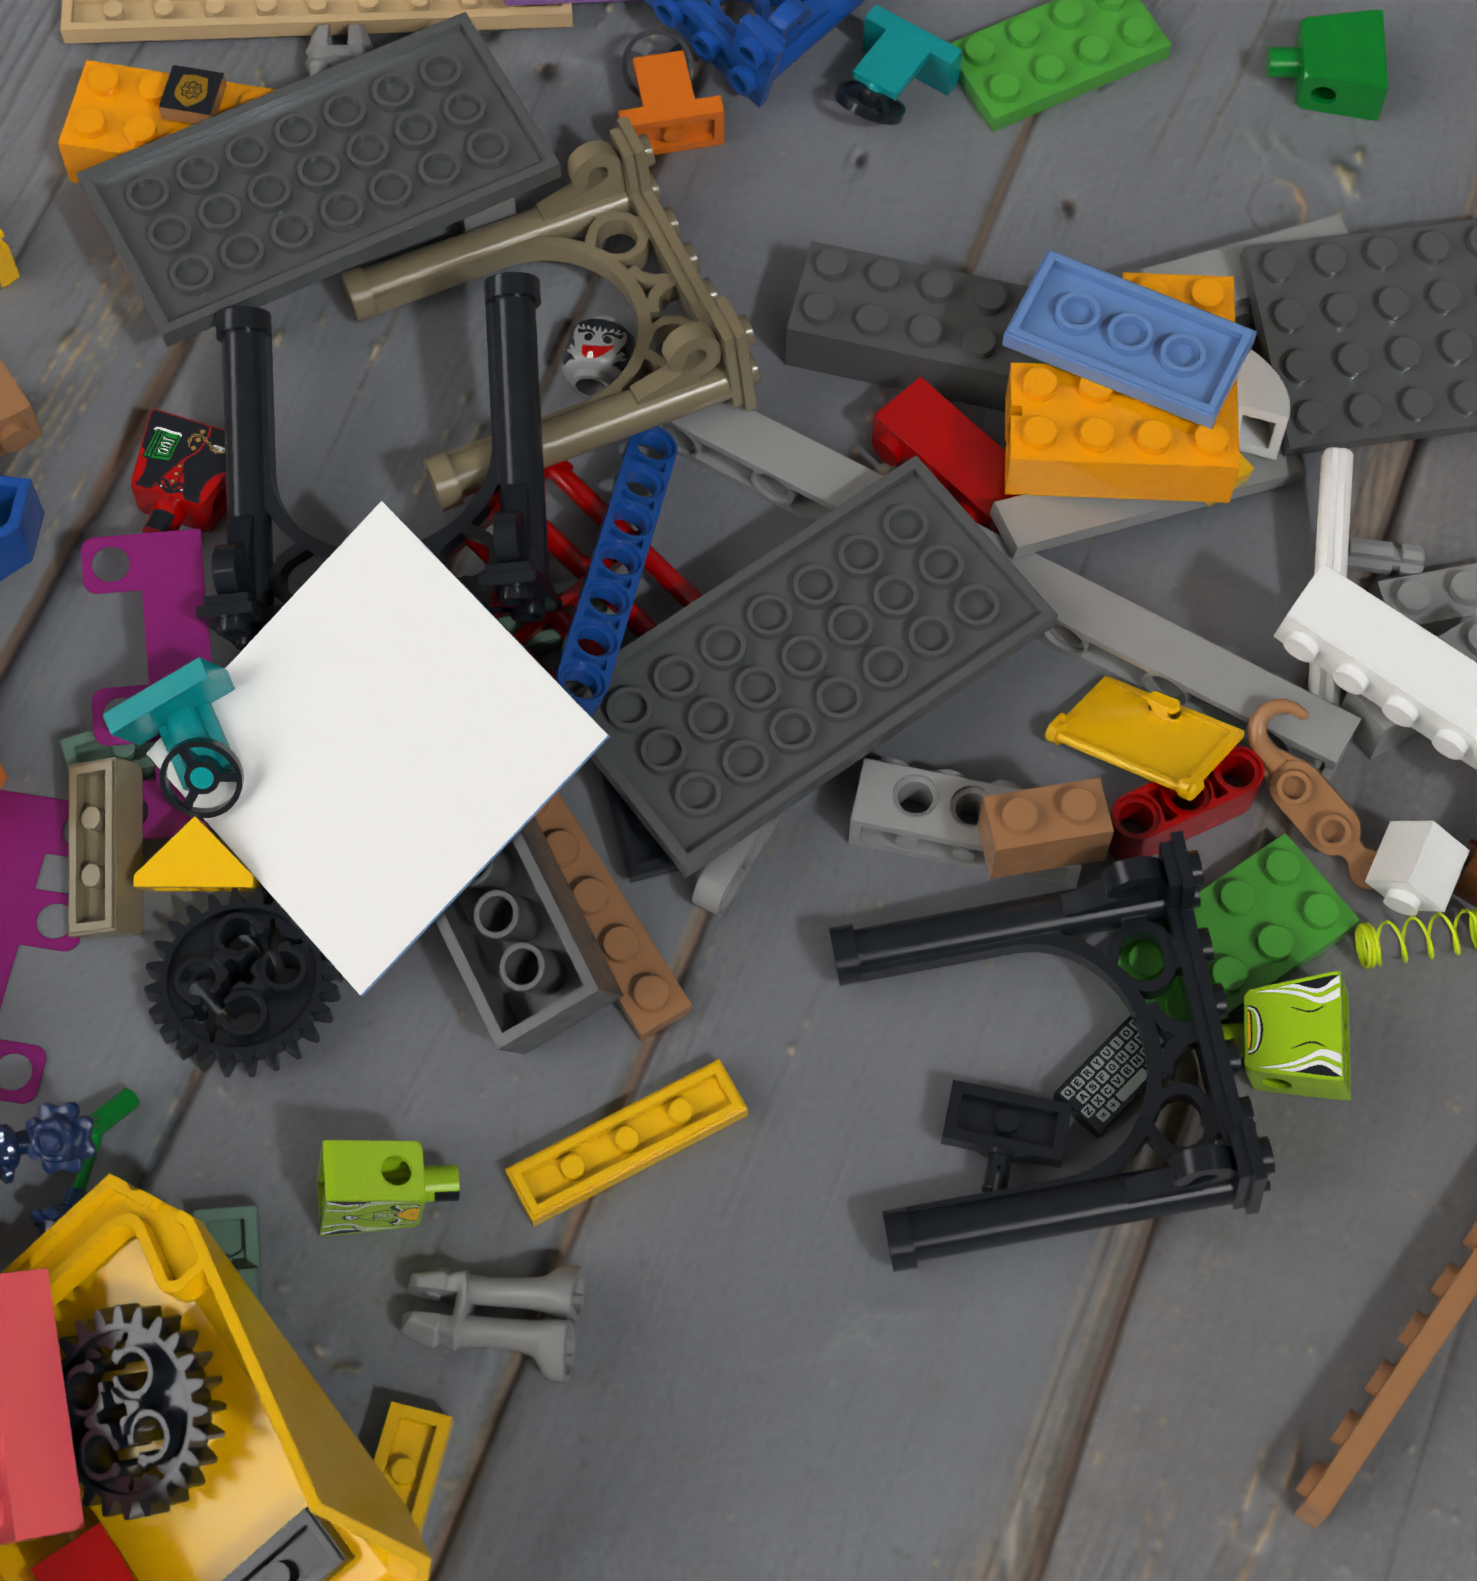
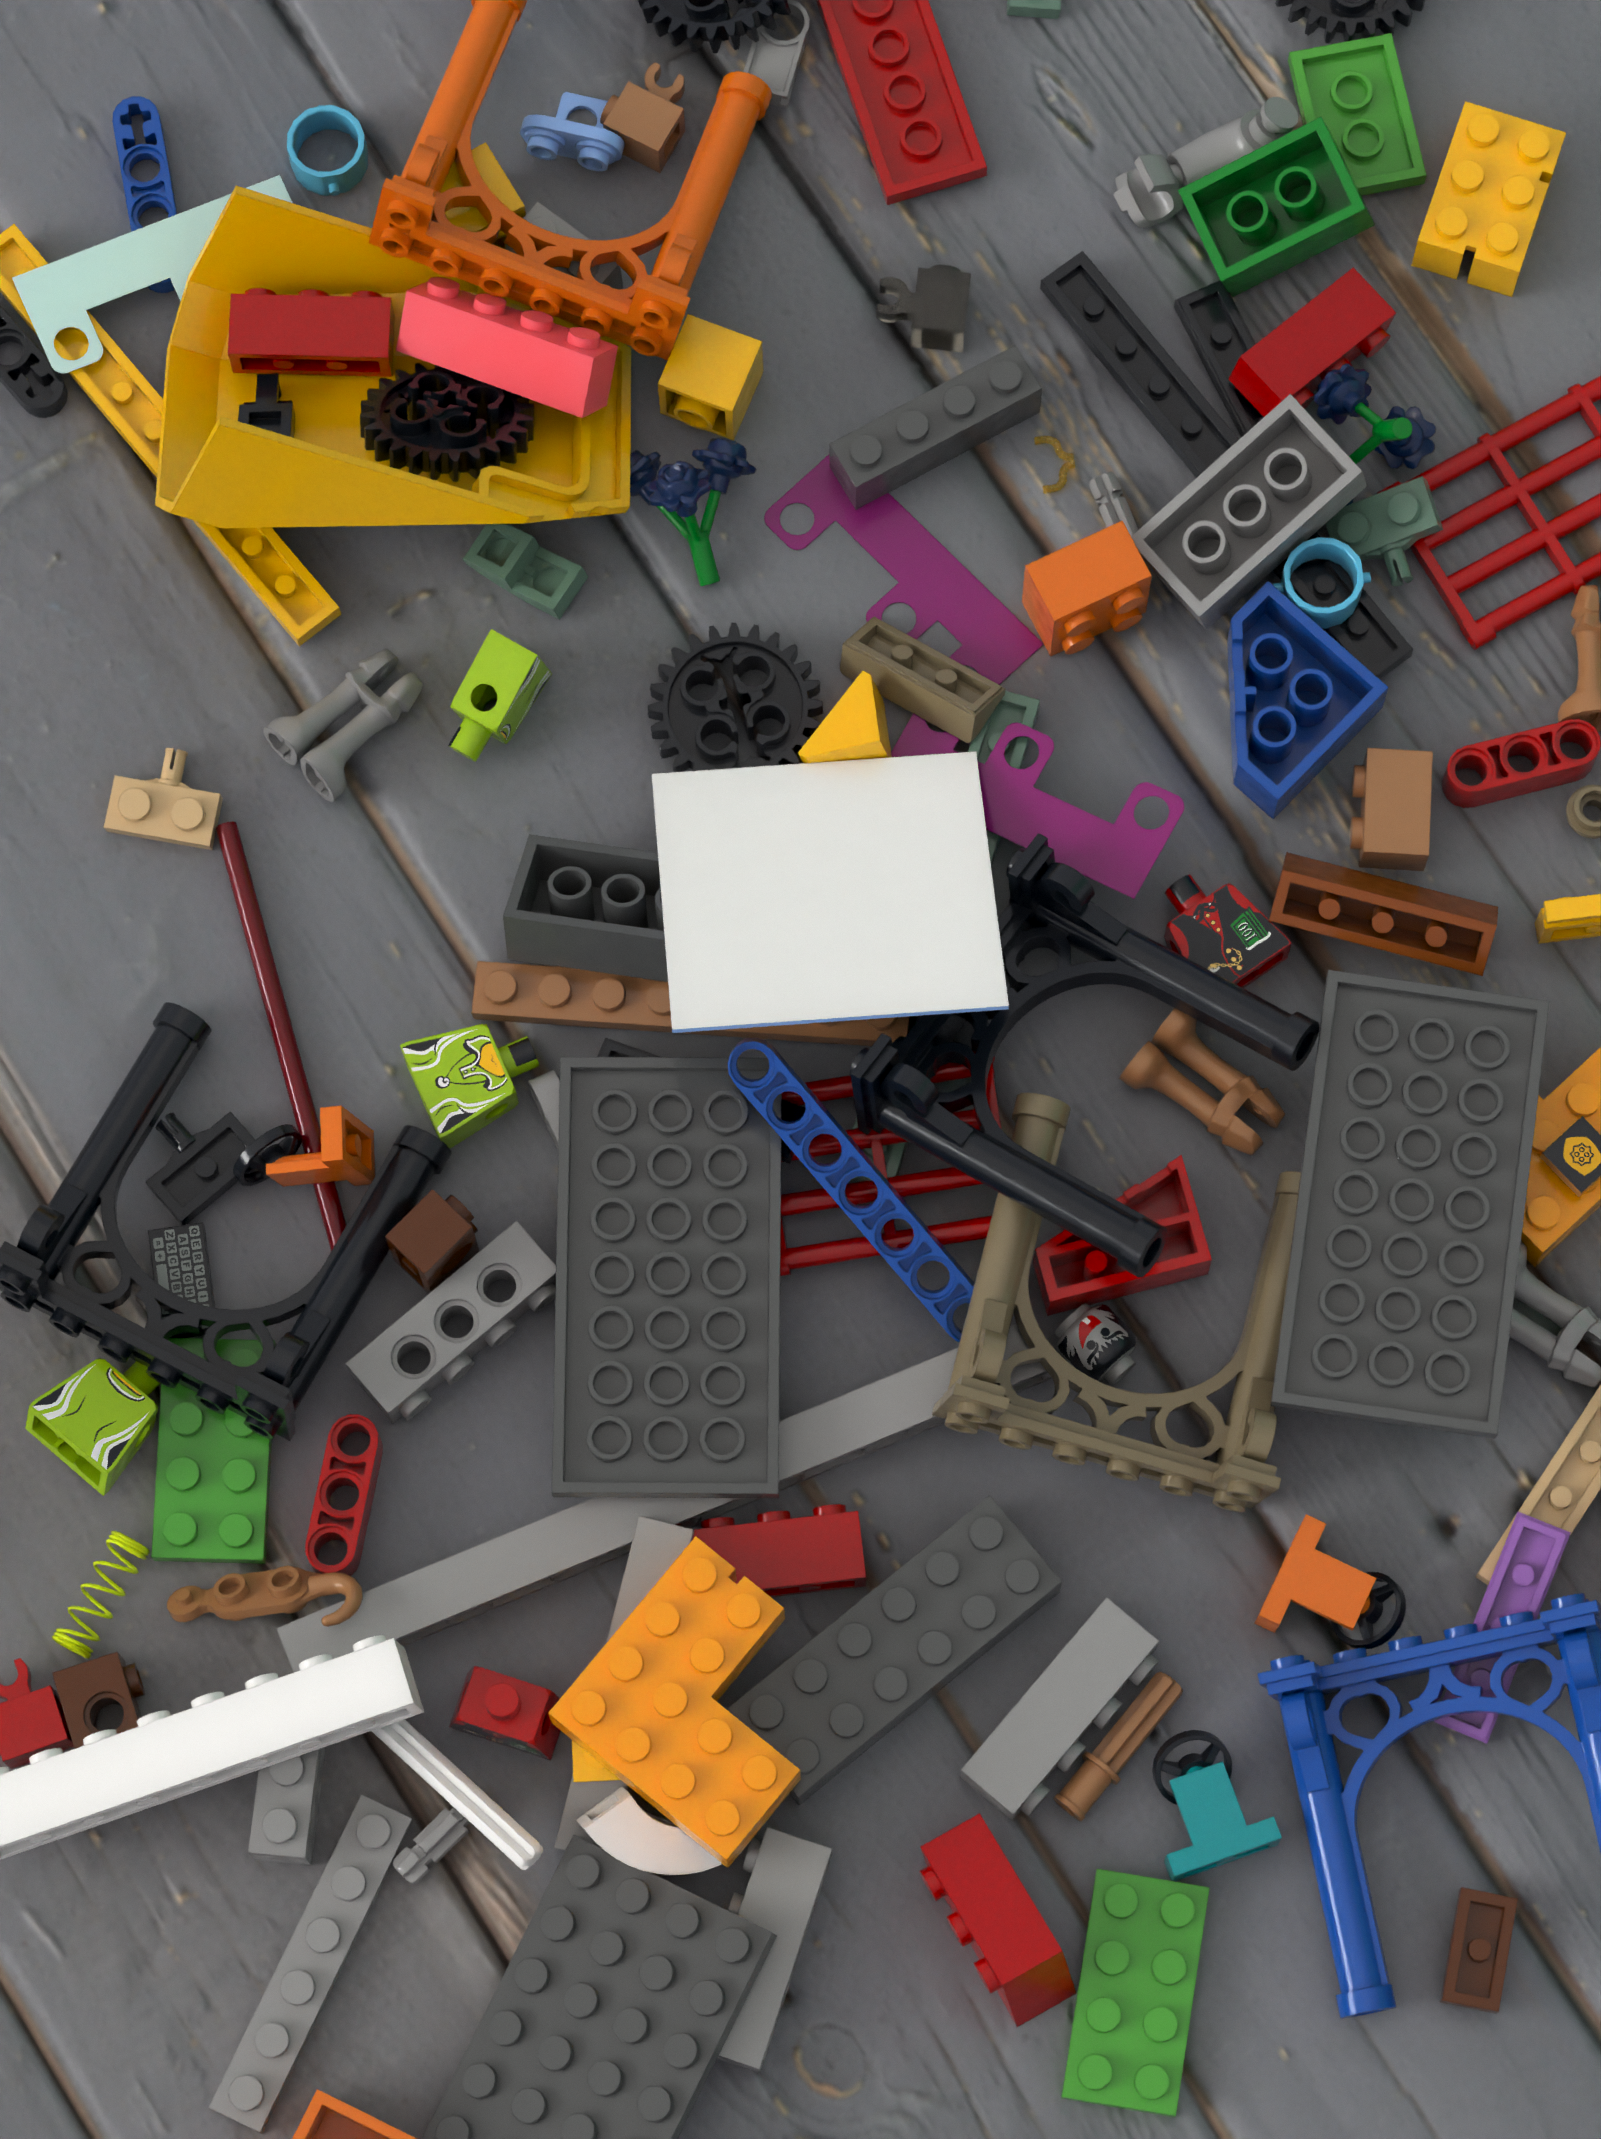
camera: 130 degrees right, 10 degrees up
(76, 367) = (1384, 914): none -> dark orange brick
(190, 730) = (946, 780): teal piece -> none
(337, 458) = (1179, 1039): none -> medium nougat piece
(453, 372) = (1080, 1273): none -> red wedge
(626, 1142) = (407, 899): yellow tile -> none
(705, 1425) = (164, 807): none -> tan plate
(756, 963) = (466, 1078): none -> lime torso
(831, 1160) = (279, 1019): none -> dark red piece
(892, 161) = (1118, 1746): none -> medium nougat axle
(902, 207) = (1059, 1709): none -> light grey brick
(921, 867) = (433, 1240): none -> reddish brown brick
(921, 997) = (344, 1154): none -> orange piece
(1045, 828) = (384, 1340): medium nougat brick -> none
(1090, 144) = (997, 1919): none -> red wedge
(1129, 338) = (723, 1708): medium blue tile -> none
(1138, 735) = (435, 1498): yellow door -> none
(1242, 552) = (507, 1712): none -> red torso
(1417, 867) = (150, 1623): white brick -> none

